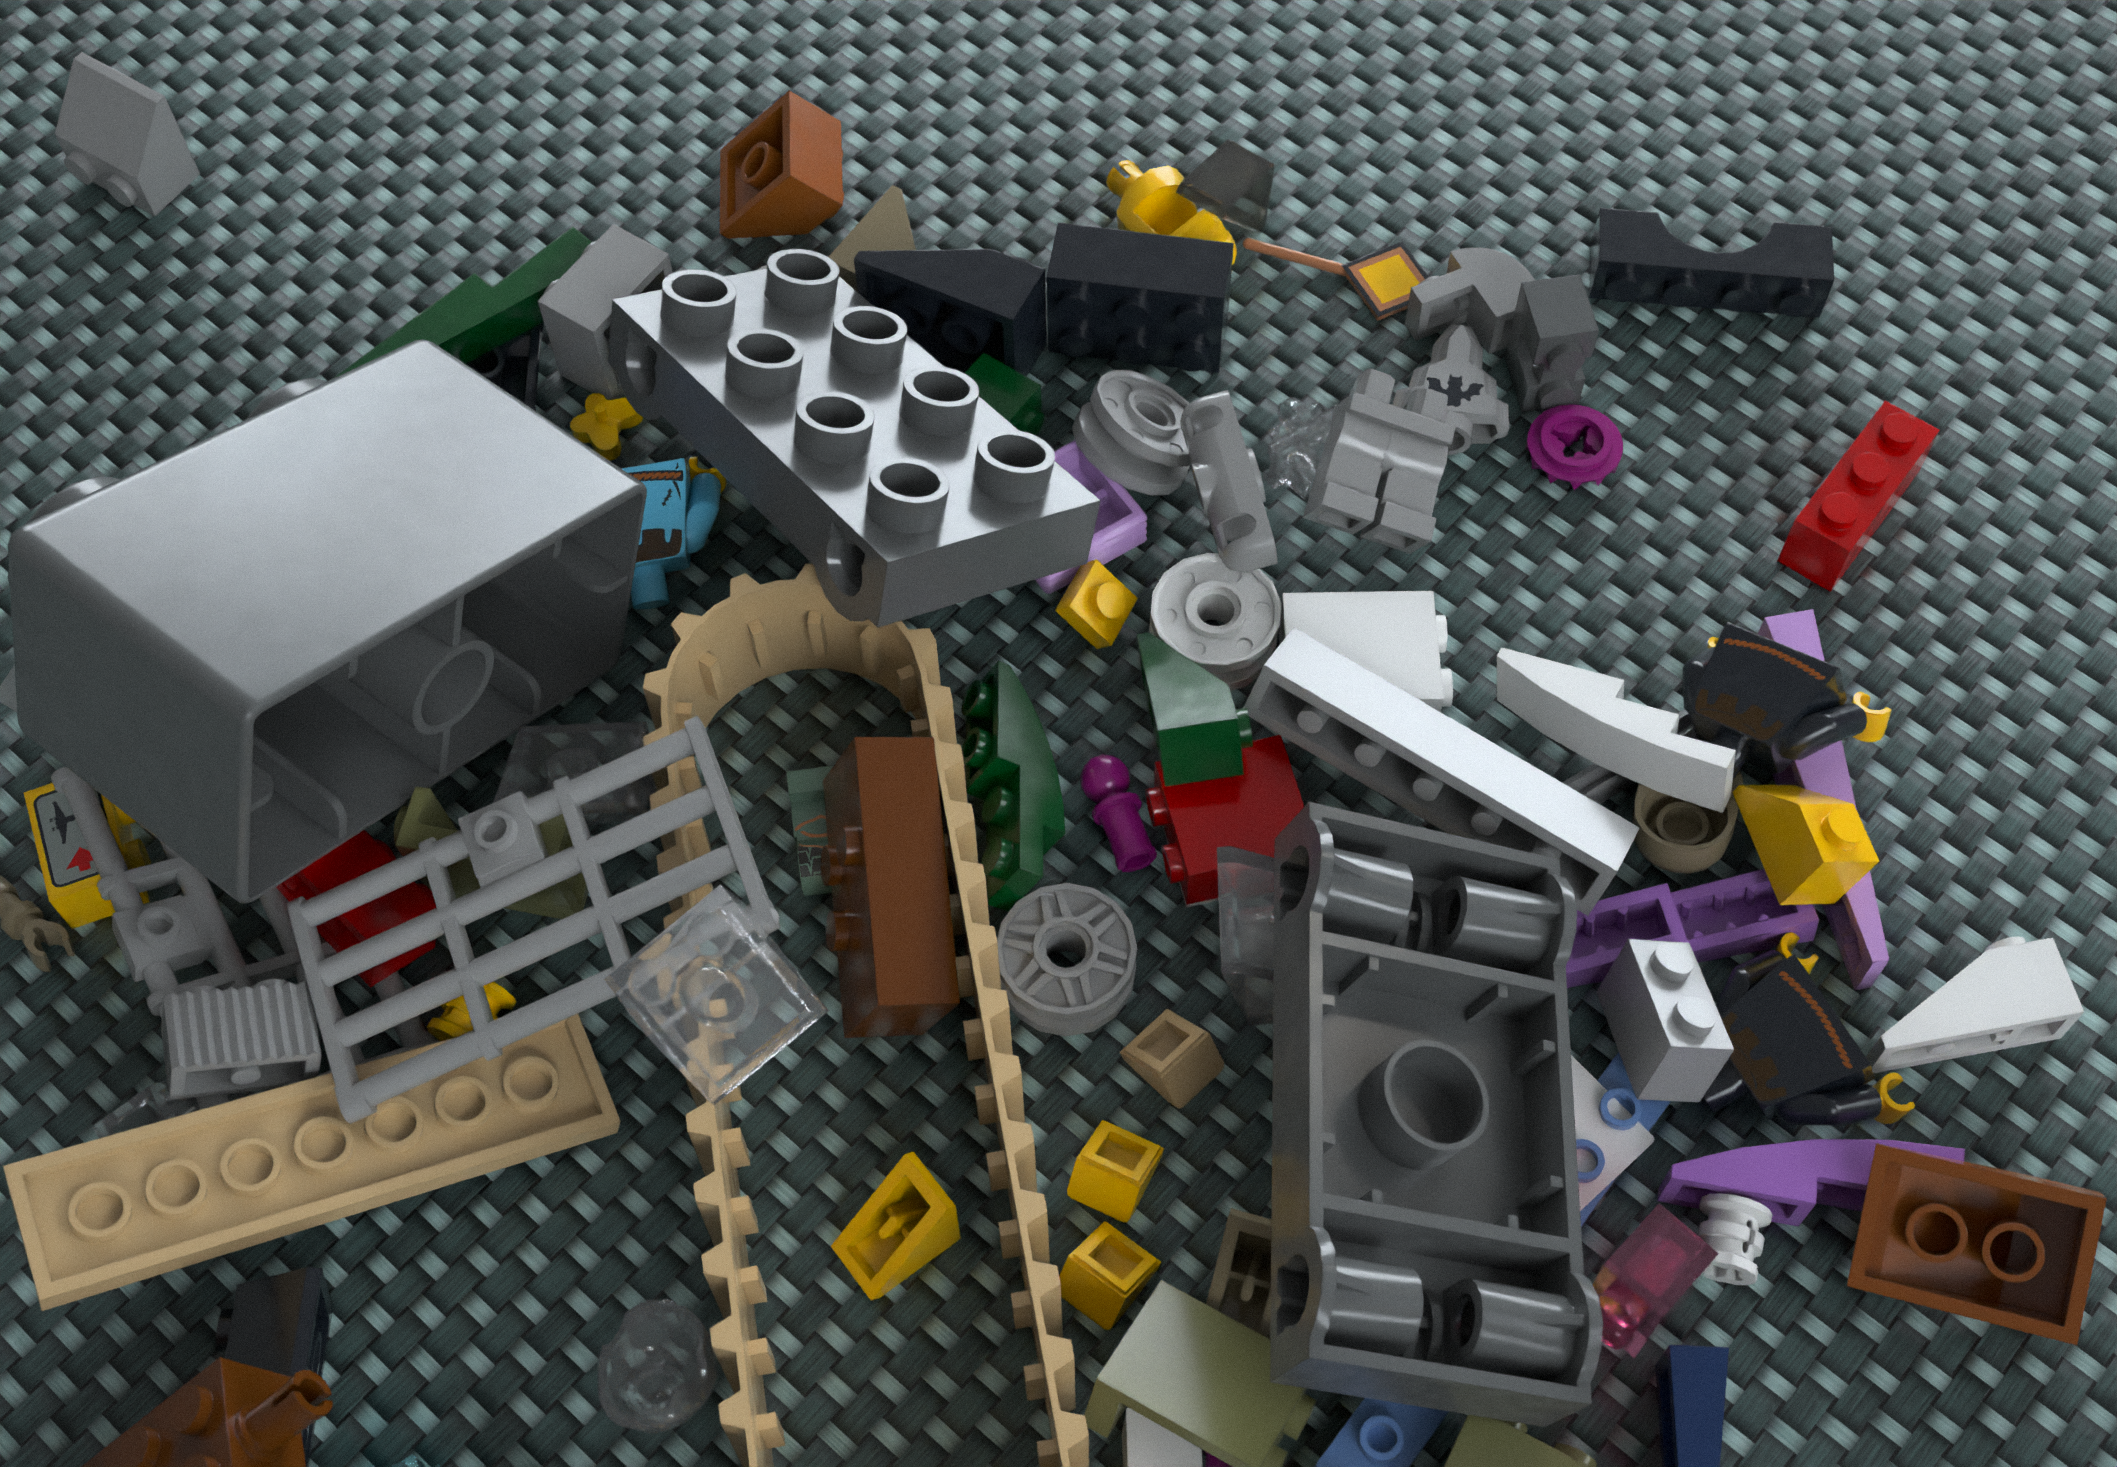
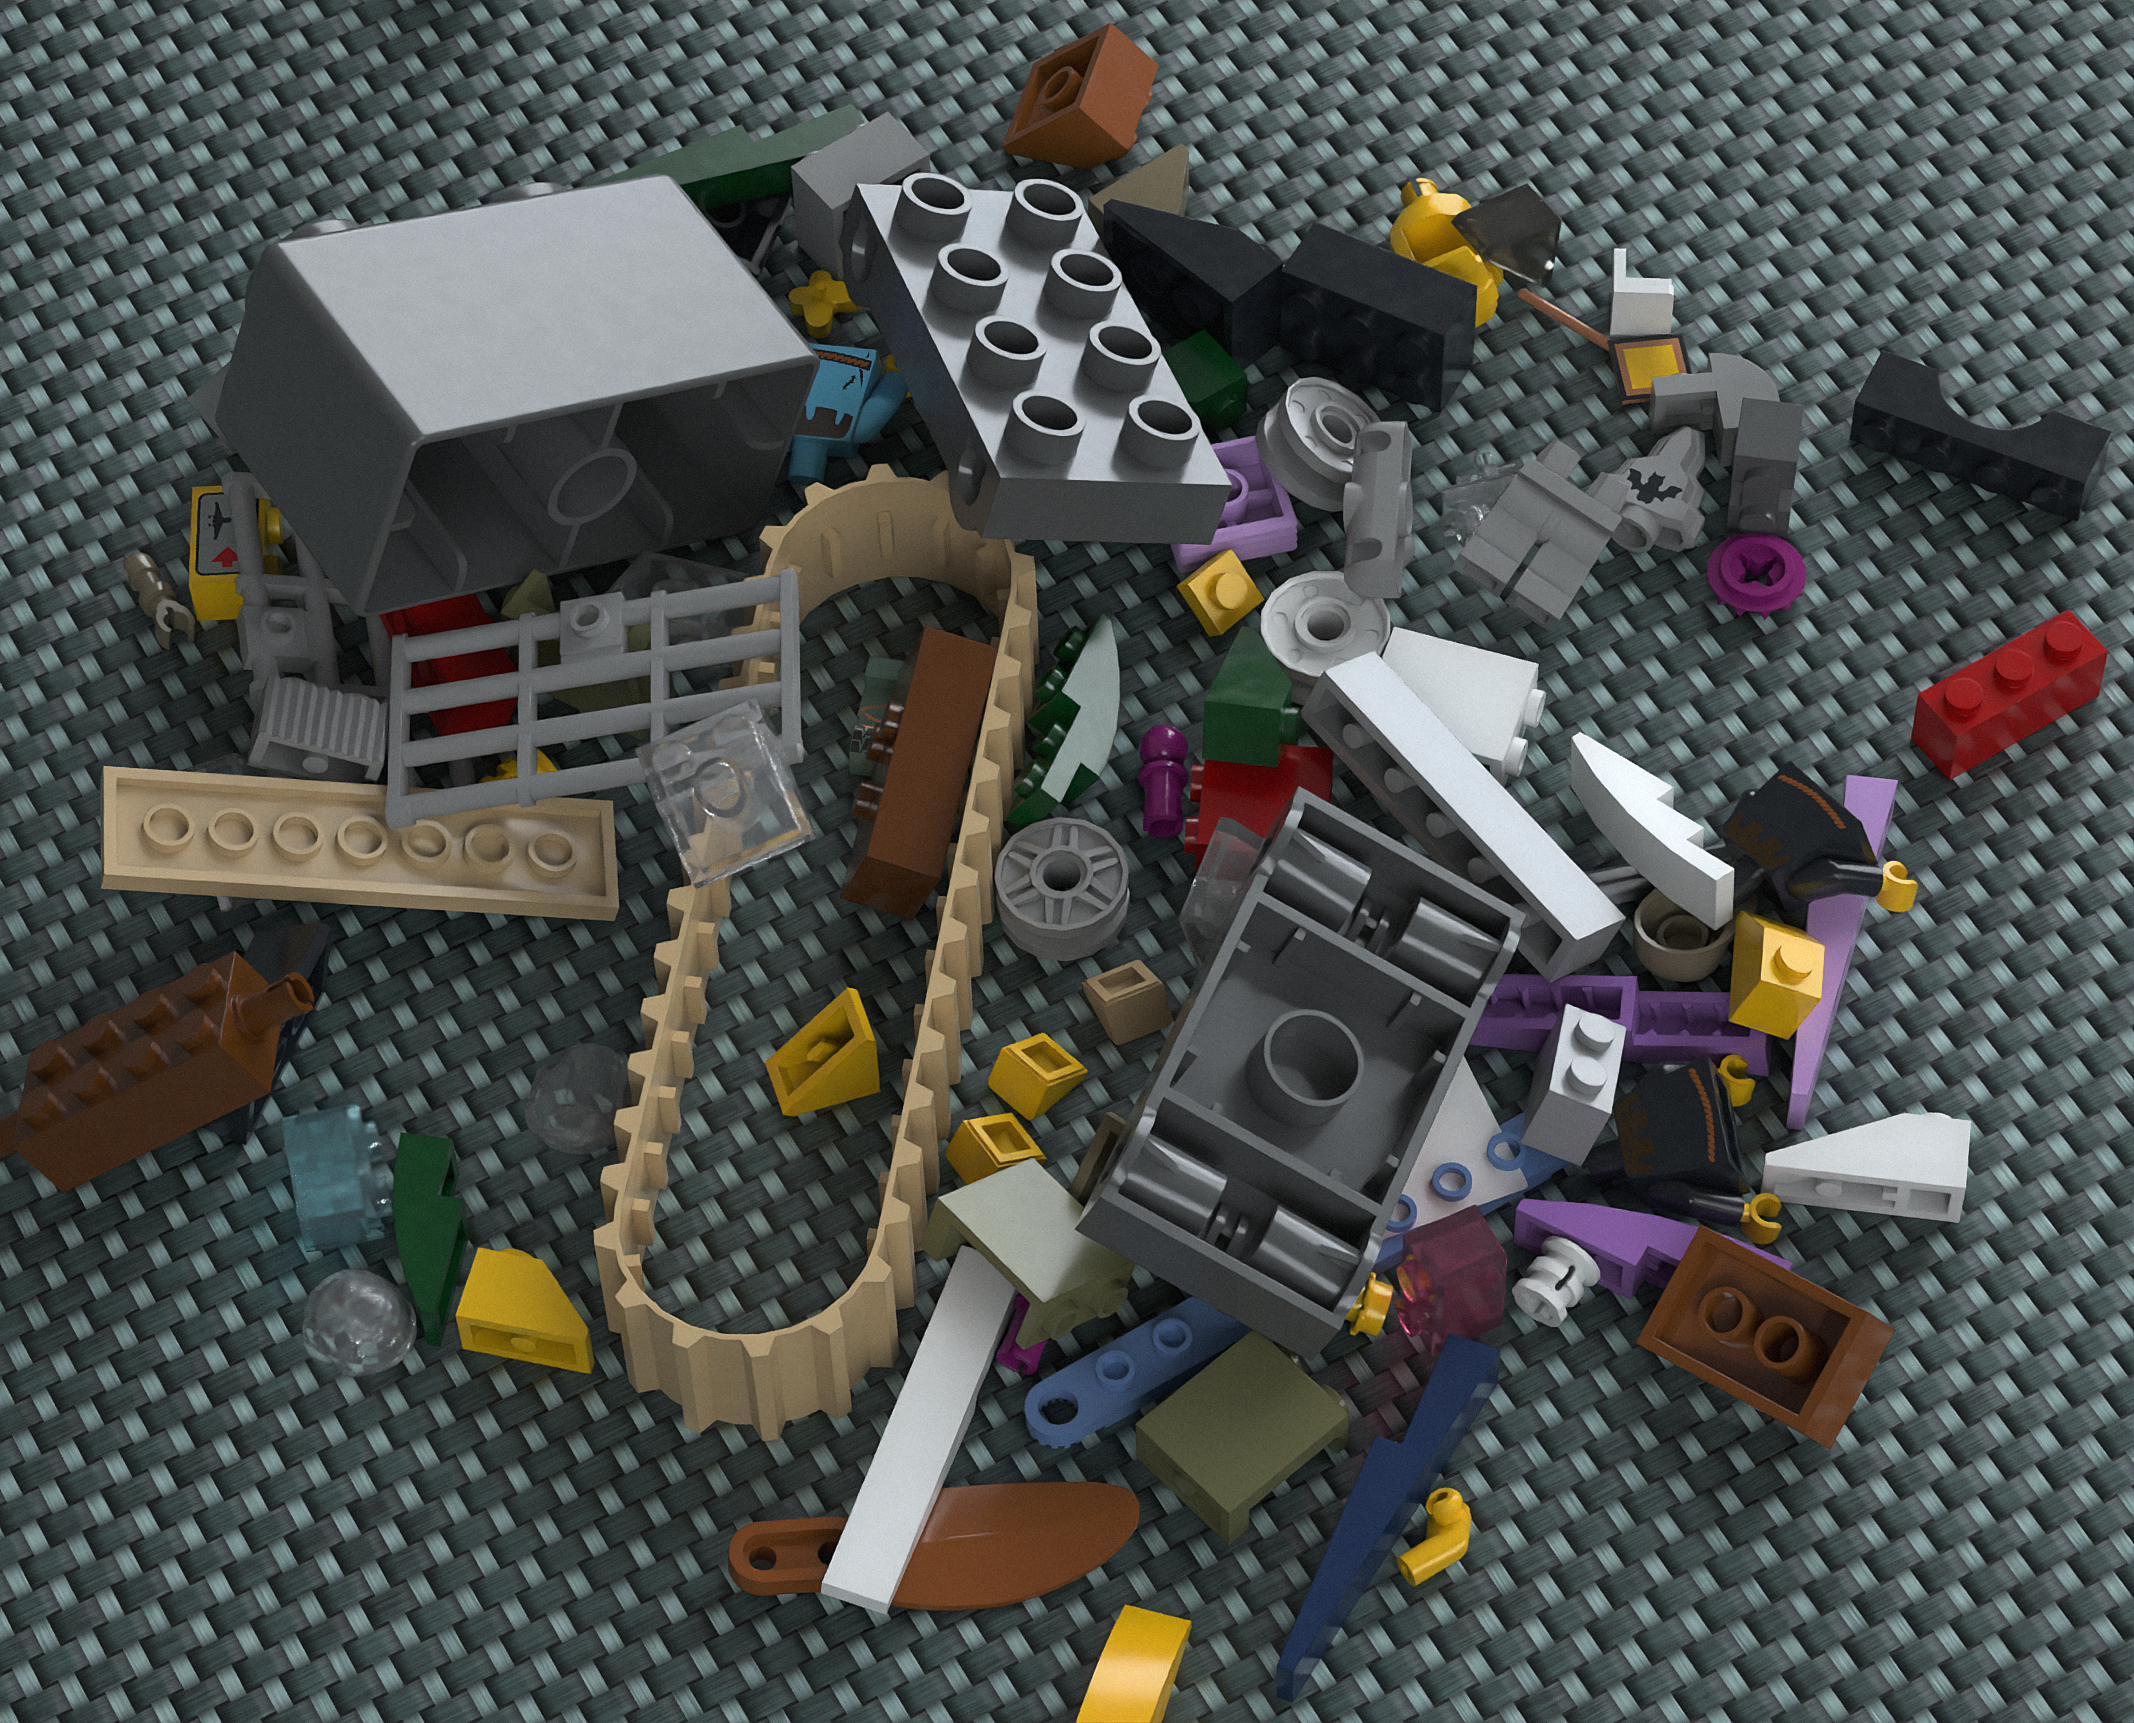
camera: 20 degrees right, 5 degrees down
(1356, 225) = (1638, 304): none -> white panel

